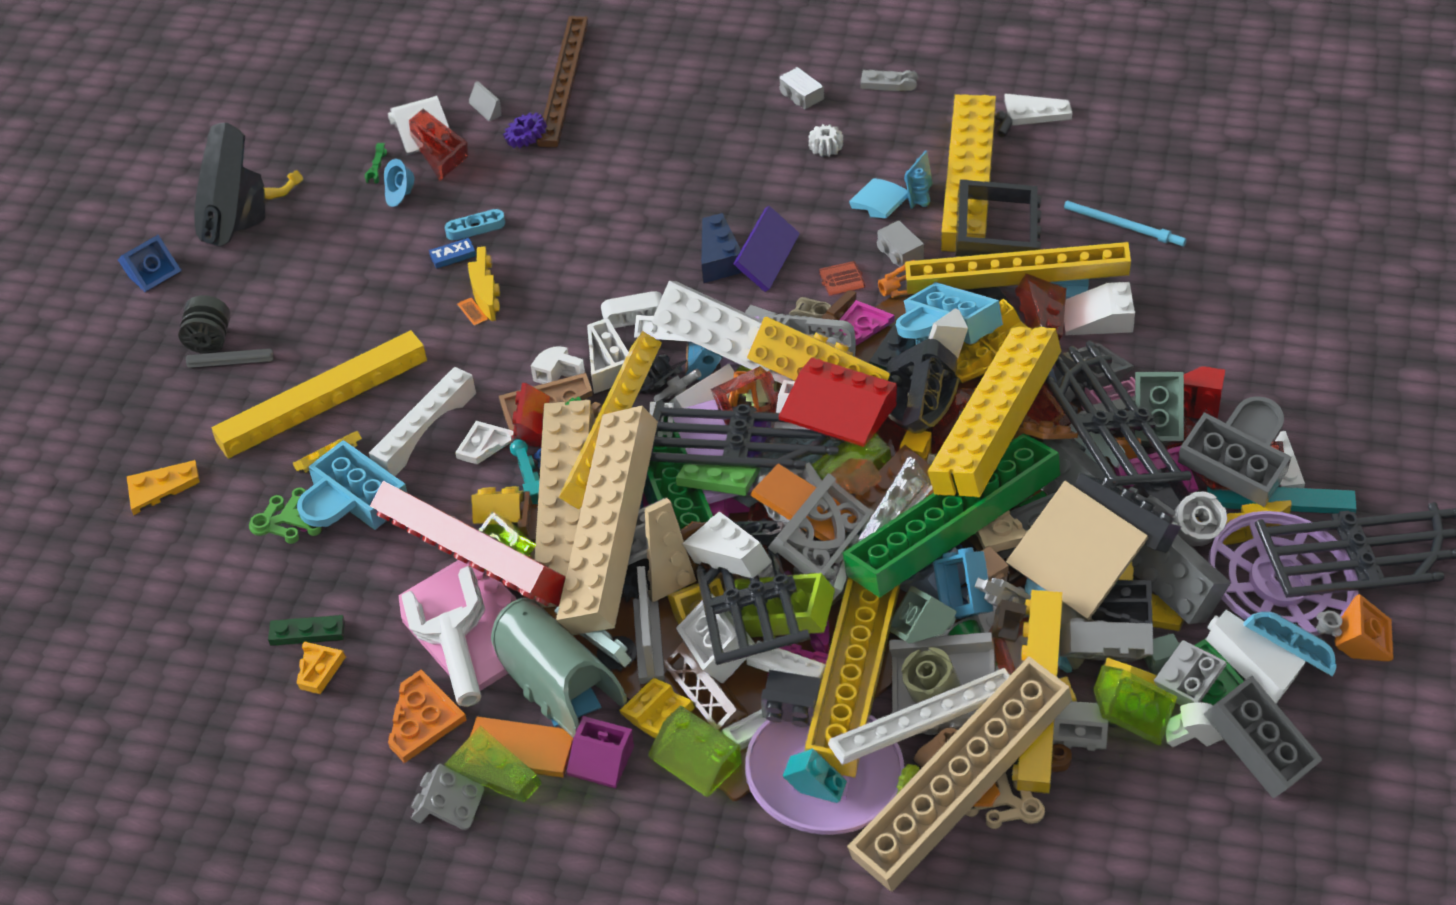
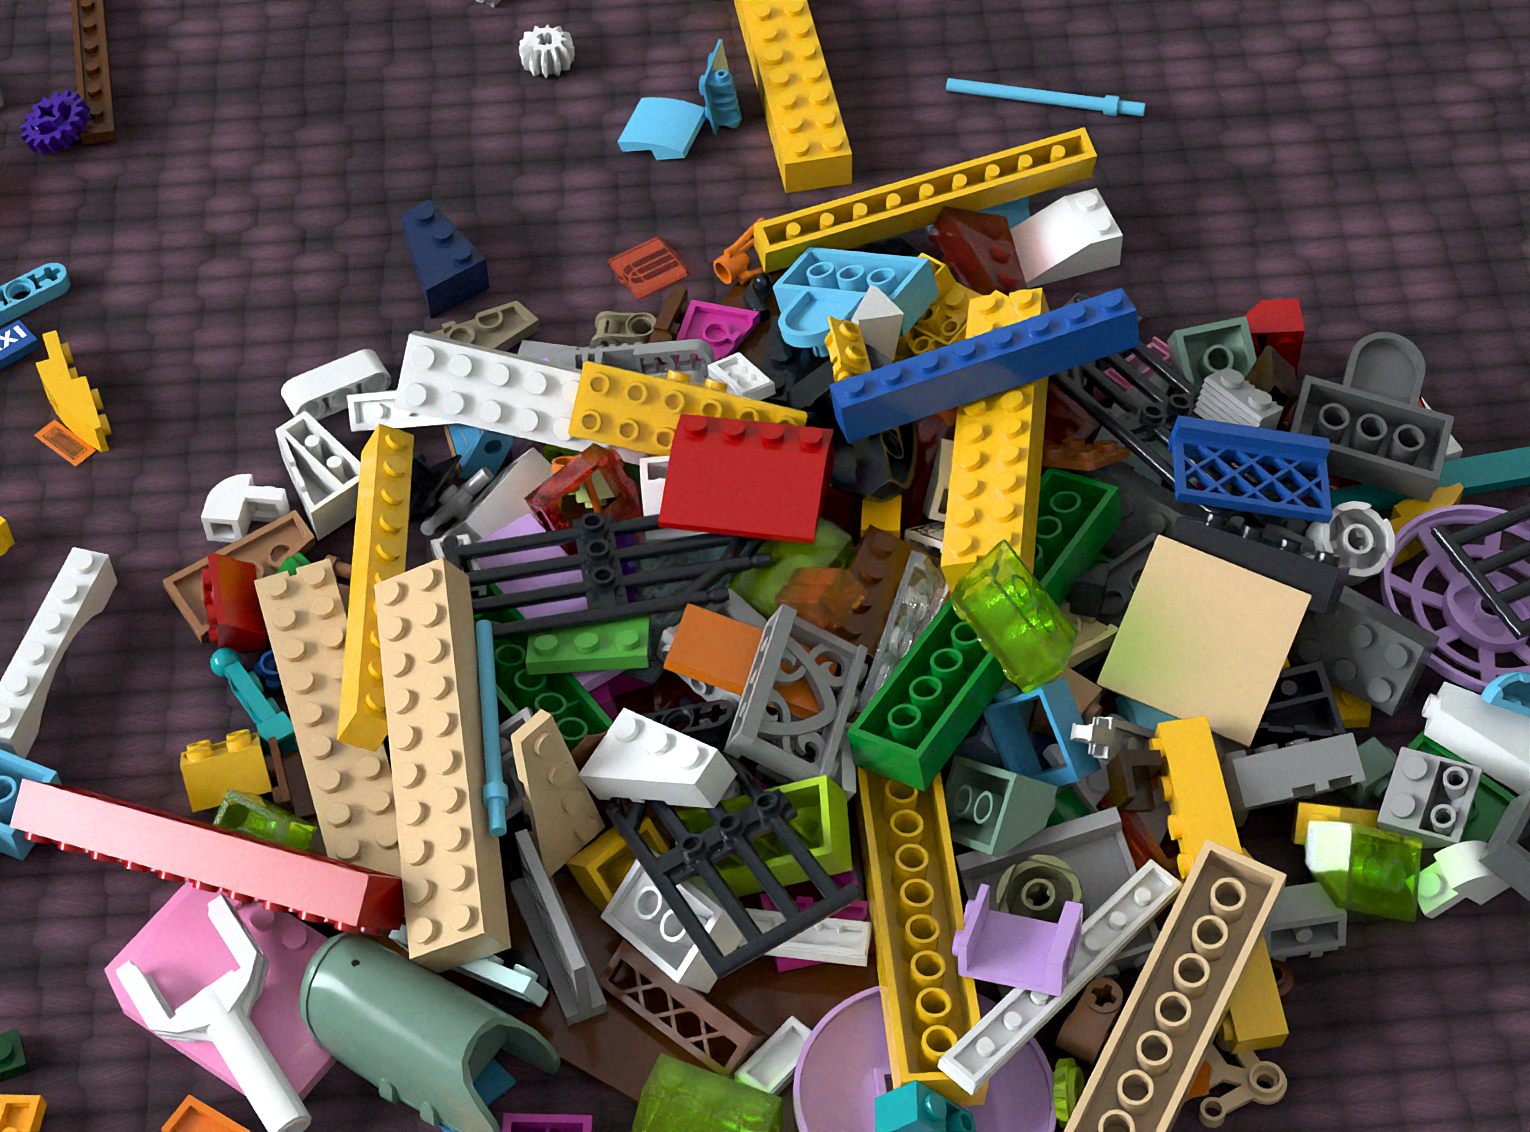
camera: 20 degrees left, 5 degrees up
(483, 442) = (161, 665): white wing -> none
(631, 539) = (495, 791): none -> medium azure bar
(653, 706) = (611, 1062): yellow slope -> none
(736, 295) = (494, 328): none -> dark tan wing
(766, 248) = (518, 243): dark purple tile -> none
(790, 698) = (839, 996): black bracket -> none
(864, 348) = (742, 377): none -> white plate
(897, 305) = (757, 294): none -> black arm
(898, 693) = (1017, 948): none -> lavender panel
(900, 244) = (723, 196): light grey brick -> none
(923, 342) = (846, 349): none -> yellow hinge
(960, 508) = (1014, 618): none -> clear neon green slope
(996, 192) = (858, 84): black window -> none
(997, 363) = (985, 364): none -> blue brick
(1021, 509) = (1089, 592): none -> black slope
(1149, 447) = (1252, 449): none -> blue fence
(1154, 424) = (1235, 401): none -> light grey brick
(1181, 418) = (1276, 377): none -> dark brown slope

